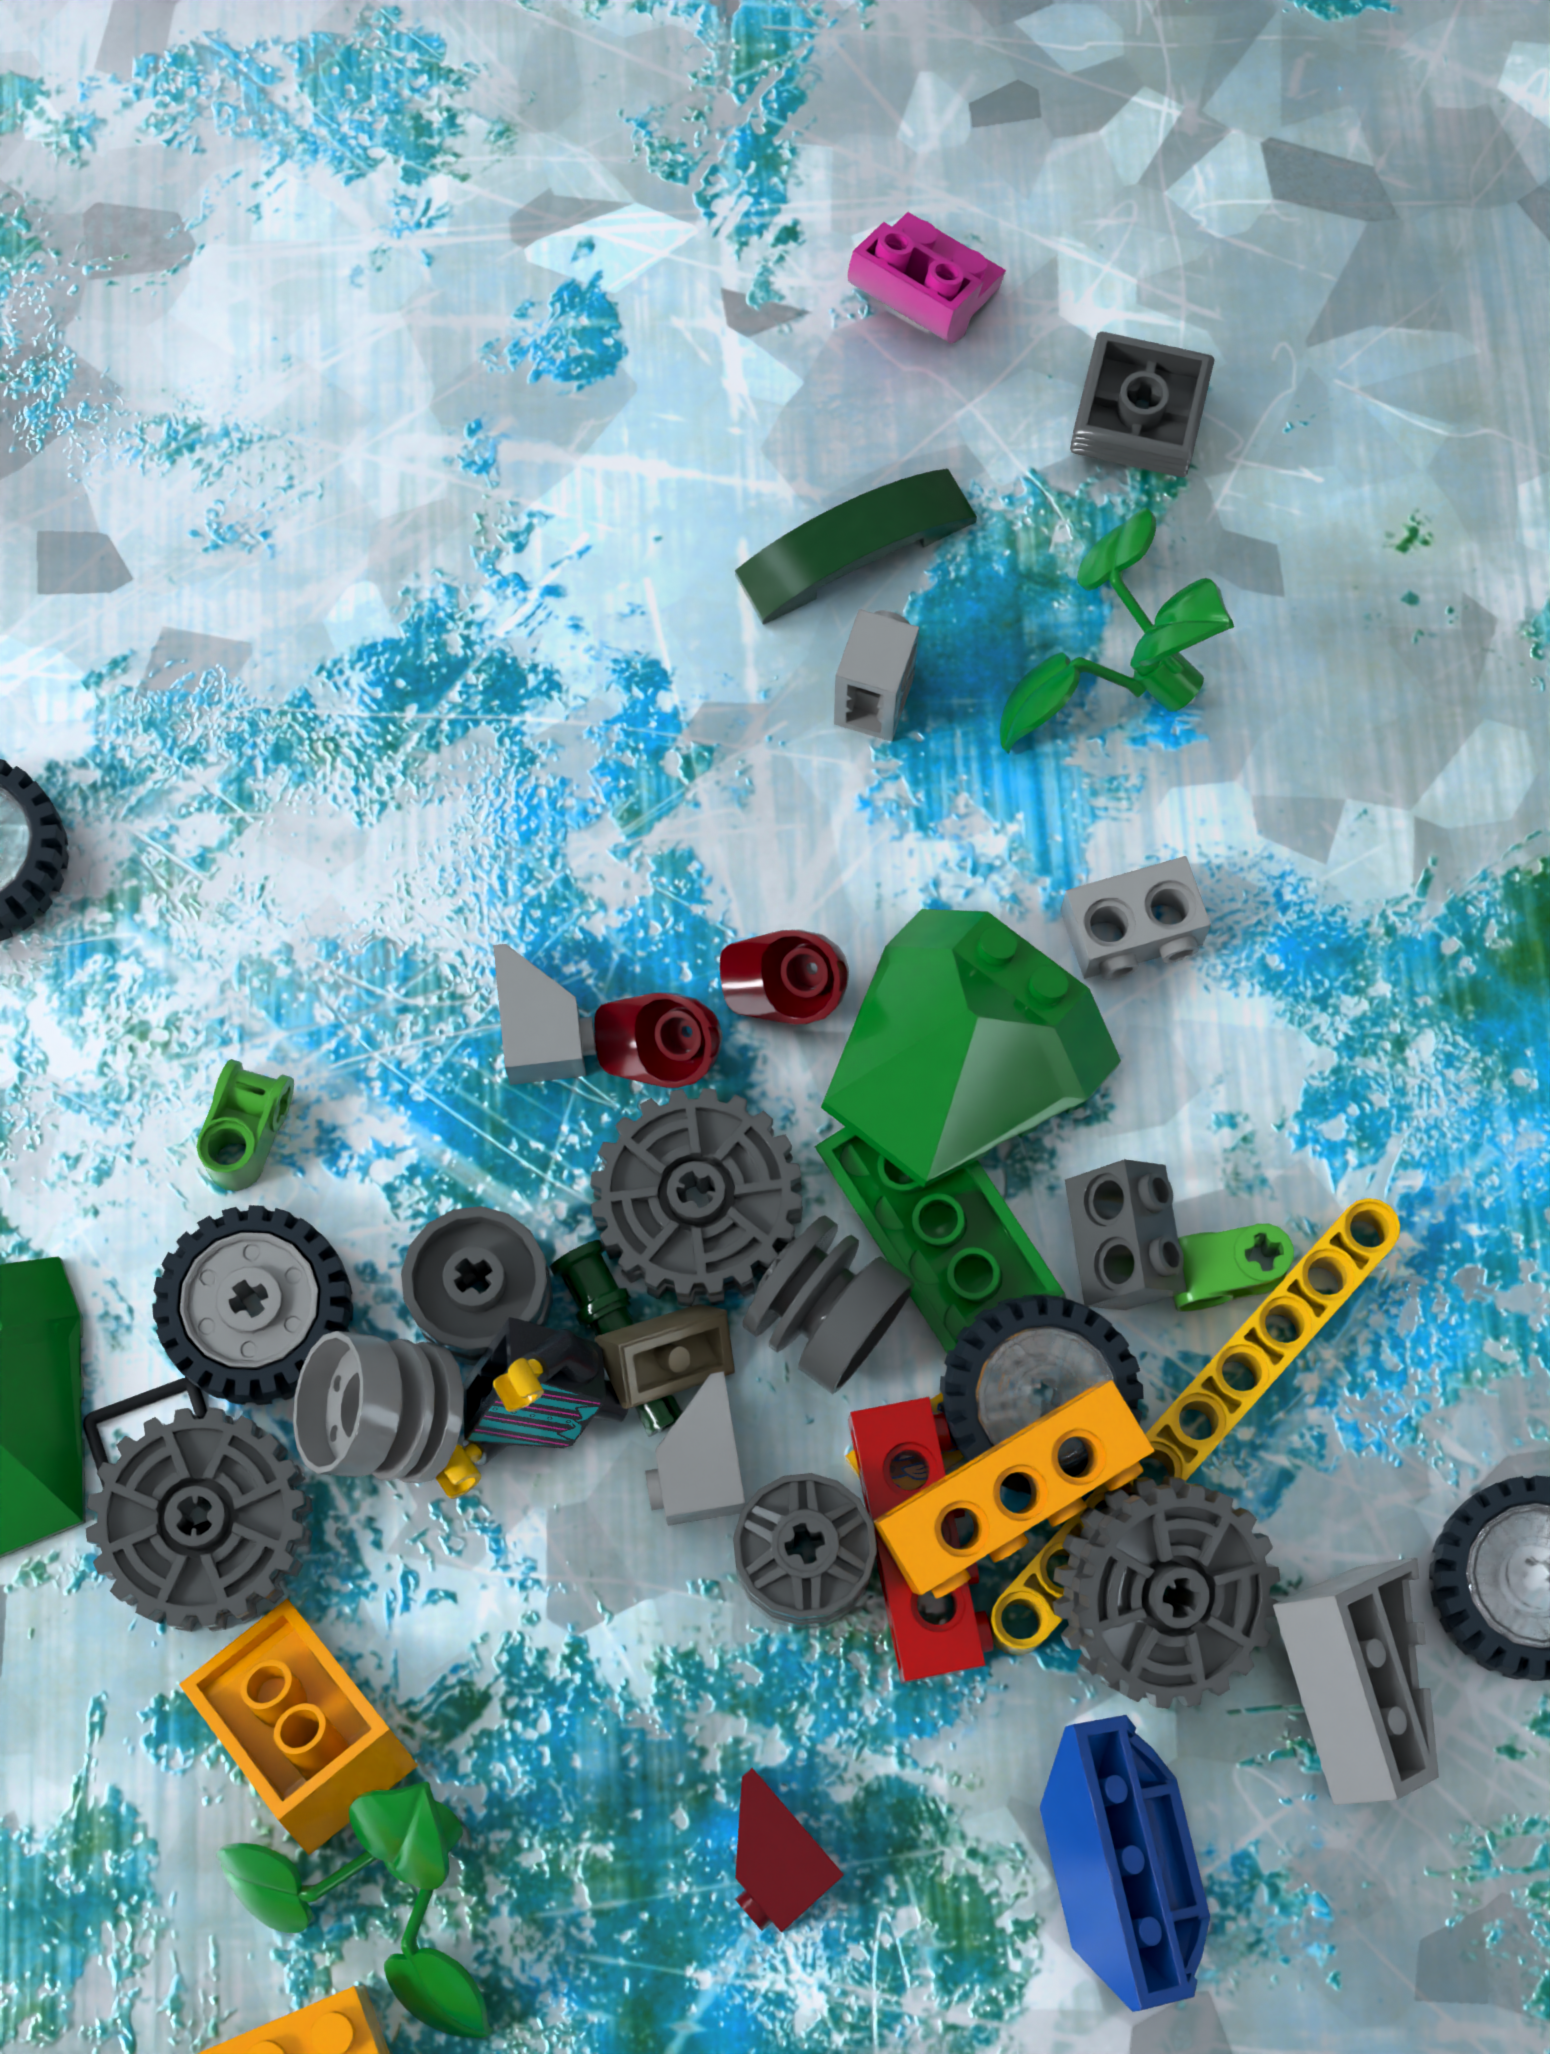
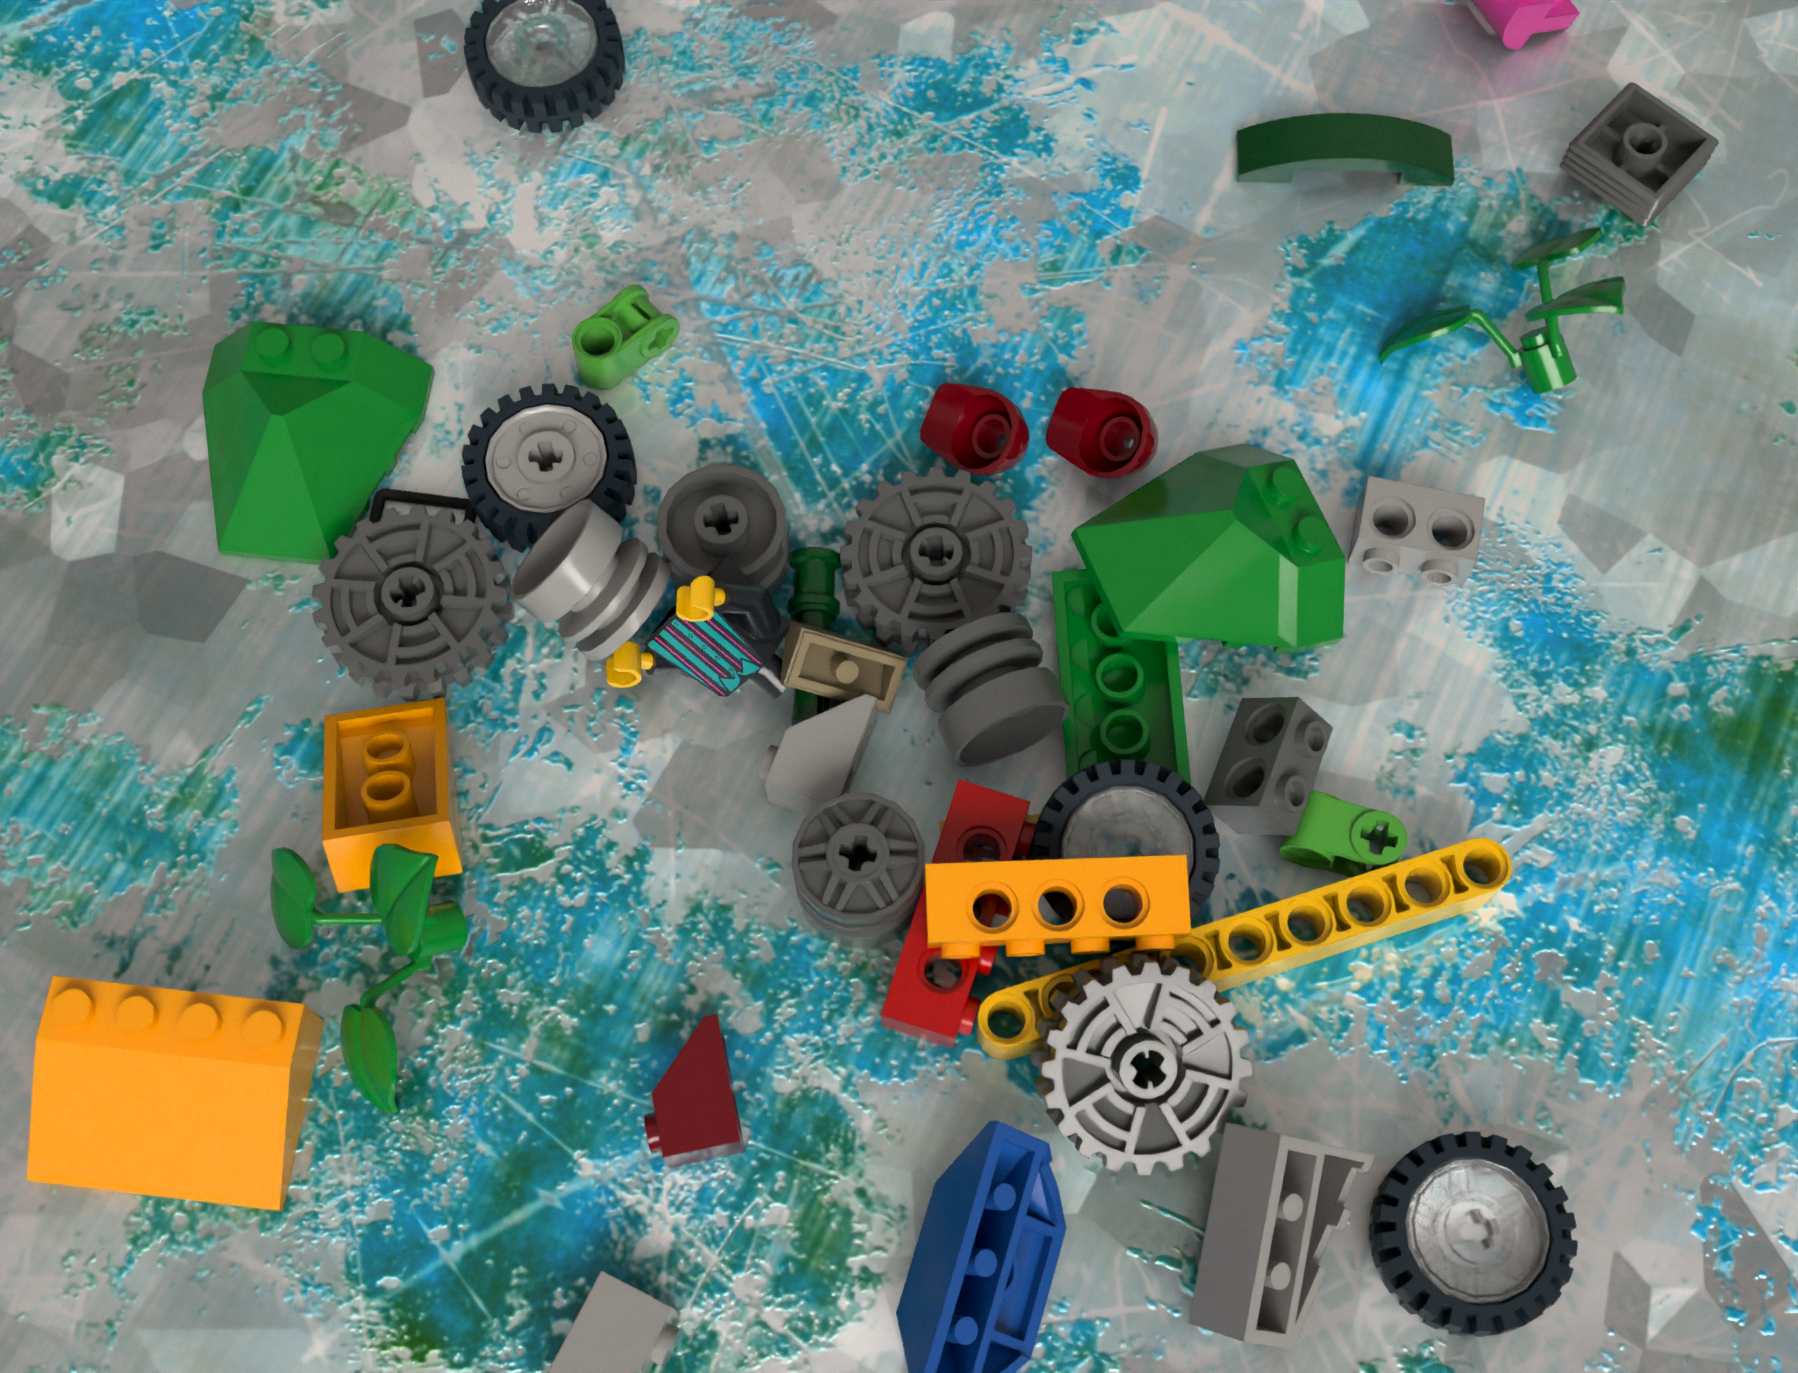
camera: 30 degrees right, 5 degrees down
(539, 1023) = (887, 376): light grey slope -> none
(876, 673) = (1303, 243): light grey brick -> none

